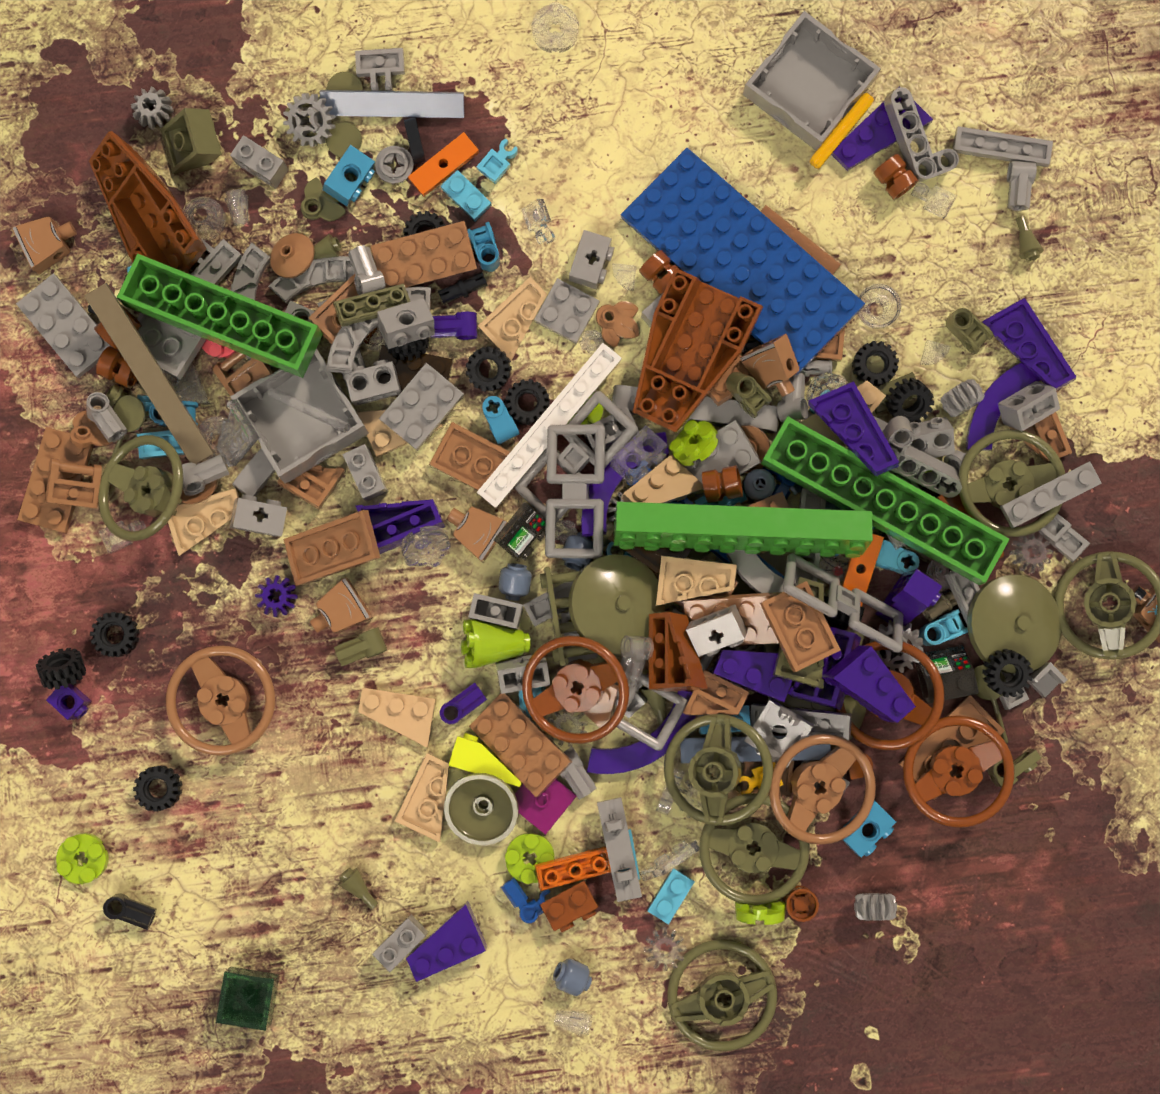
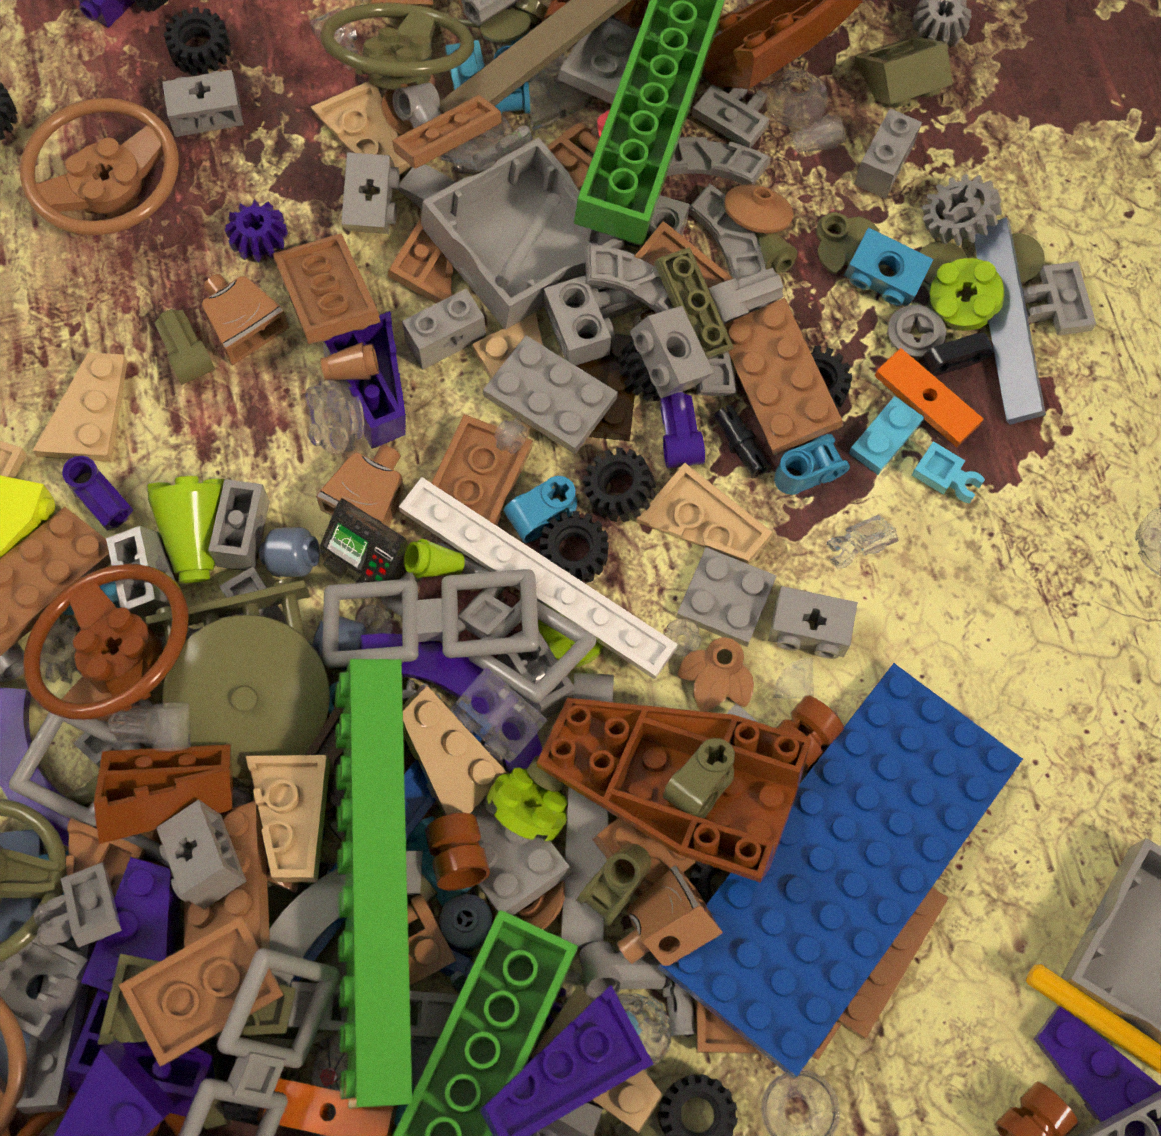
camera: 80 degrees right, 15 degrees down
(168, 617) = (202, 103): none -> light grey brick
(225, 456) = (447, 131): none -> medium nougat plate
(361, 136) = (967, 273): none -> lime plate
(397, 528) = (351, 363): none -> medium nougat cone
(450, 434) = (511, 435): none -> clear plate
(534, 489) = (432, 560): none -> lime cone
(672, 436) = (542, 778): none -> olive tile
(697, 336) = (702, 778): none -> olive piece
(744, 694) = (83, 912): none -> light grey hinge

